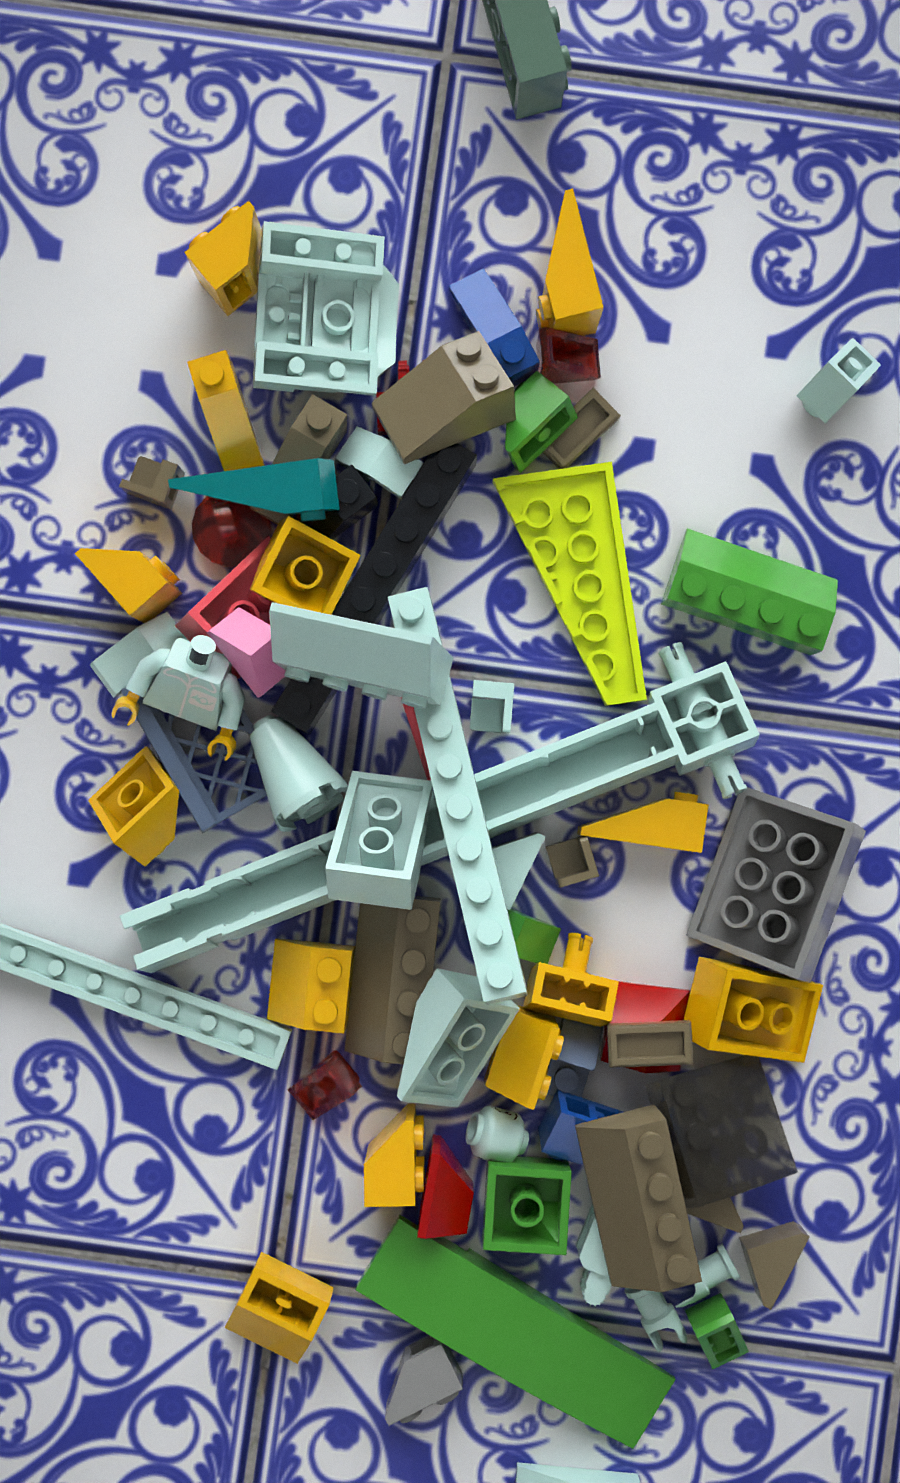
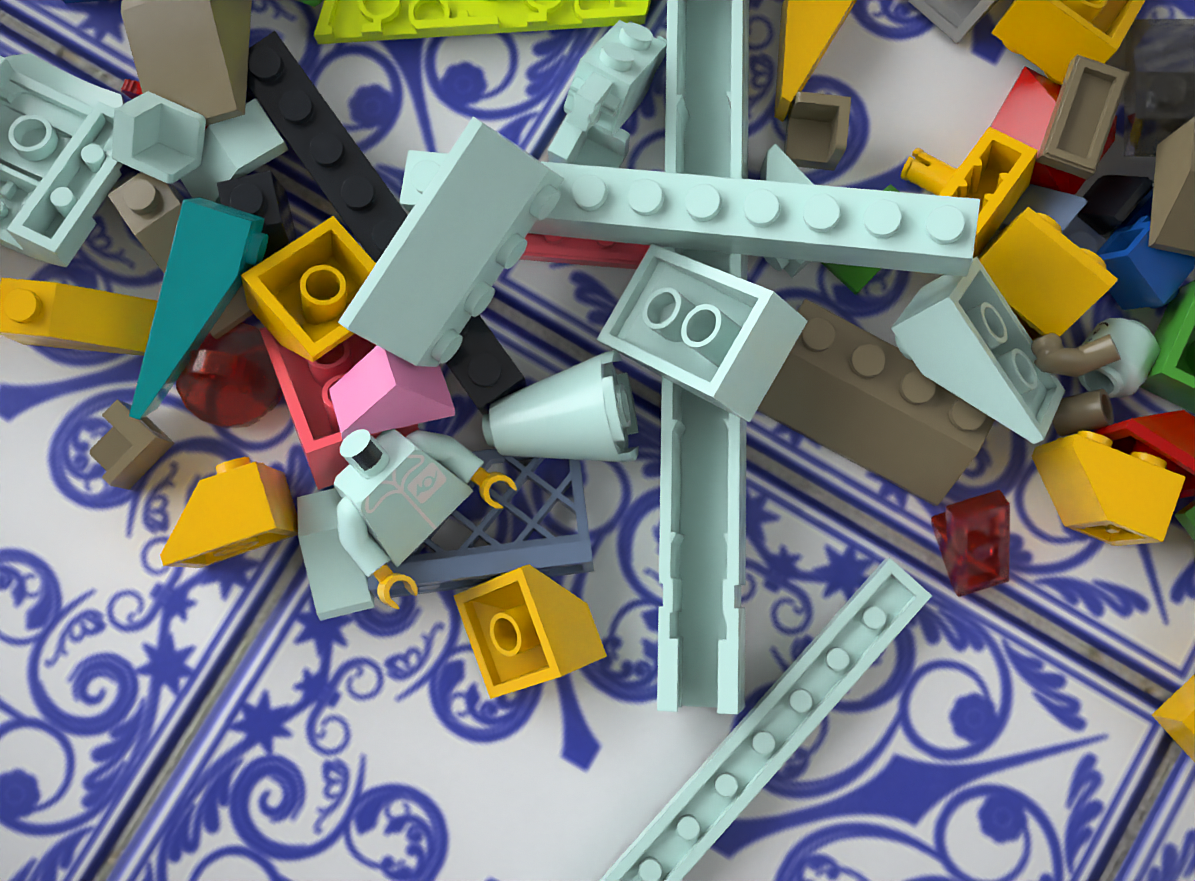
camera: 70 degrees left, 5 degrees down
(311, 985) = (842, 509): yellow slope -> none
(364, 412) = (158, 137): none -> light aqua panel
(447, 1126) = (1083, 413): none -> dark tan hinge
(474, 1105) = (1073, 362): none -> dark tan arm
(542, 705) = (614, 77): none -> light aqua hinge
(611, 1089) = (1113, 200): none -> black slope

